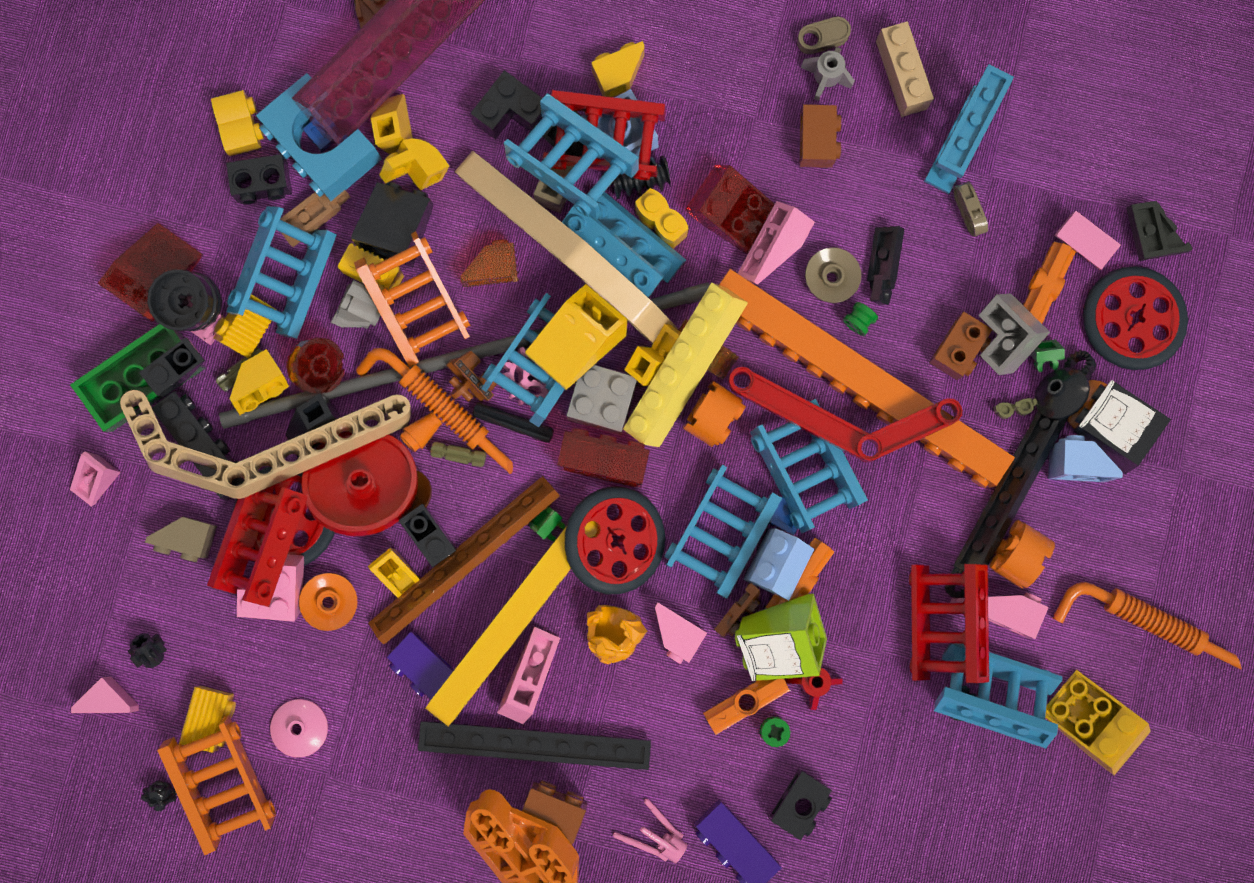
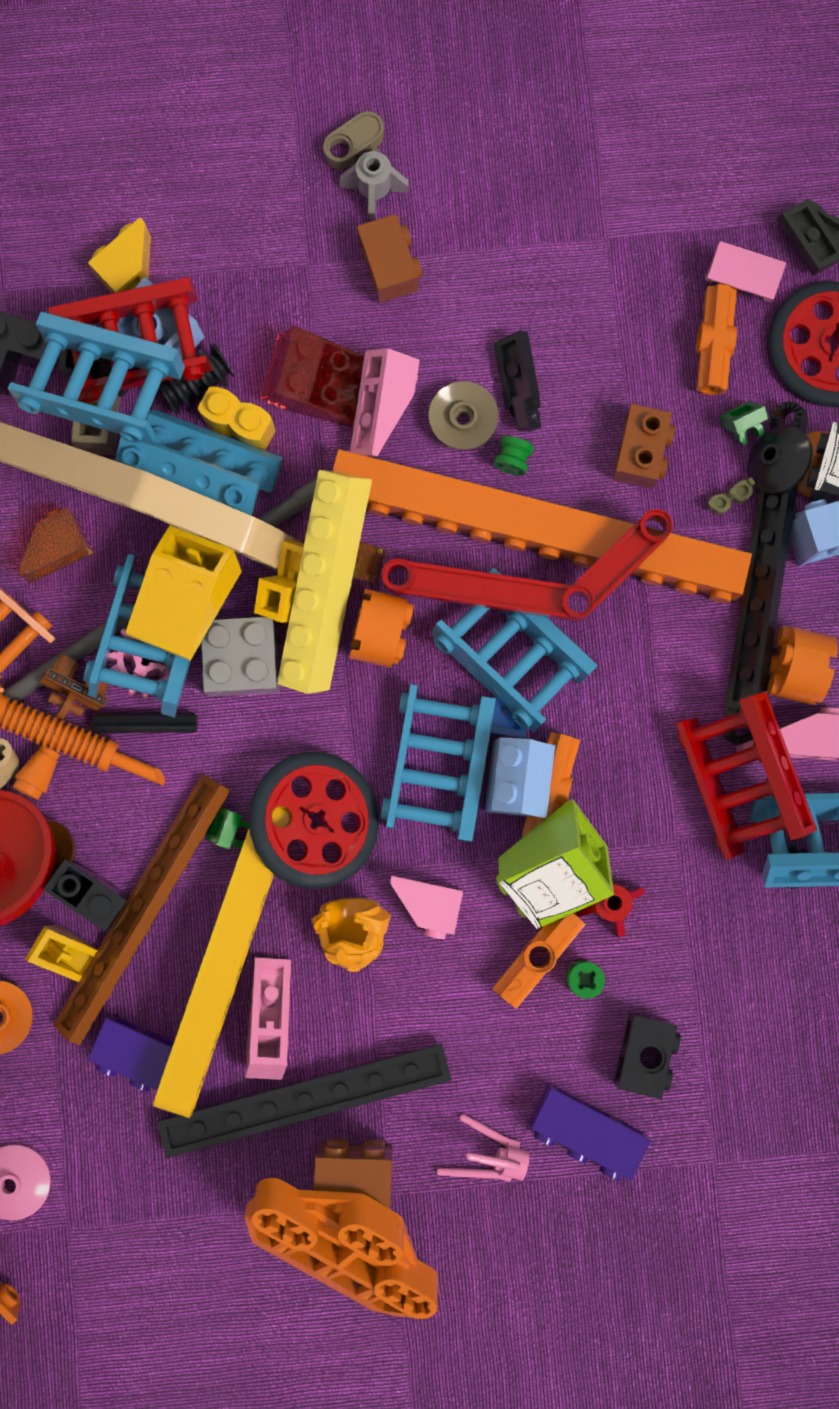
camera: 20 degrees left, 0 degrees up
(458, 454) = (91, 784): olive axle -> none
(603, 458) = (265, 726): clear red brick -> none
(747, 604) = (499, 839): reddish brown wing -> none
(904, 69) = (461, 146): tan brick -> none
(969, 129) = (561, 186): dark azure fence -> none
(970, 209) = (597, 282): dark tan piece -> none
(1017, 333) = (703, 408): light grey brick -> none

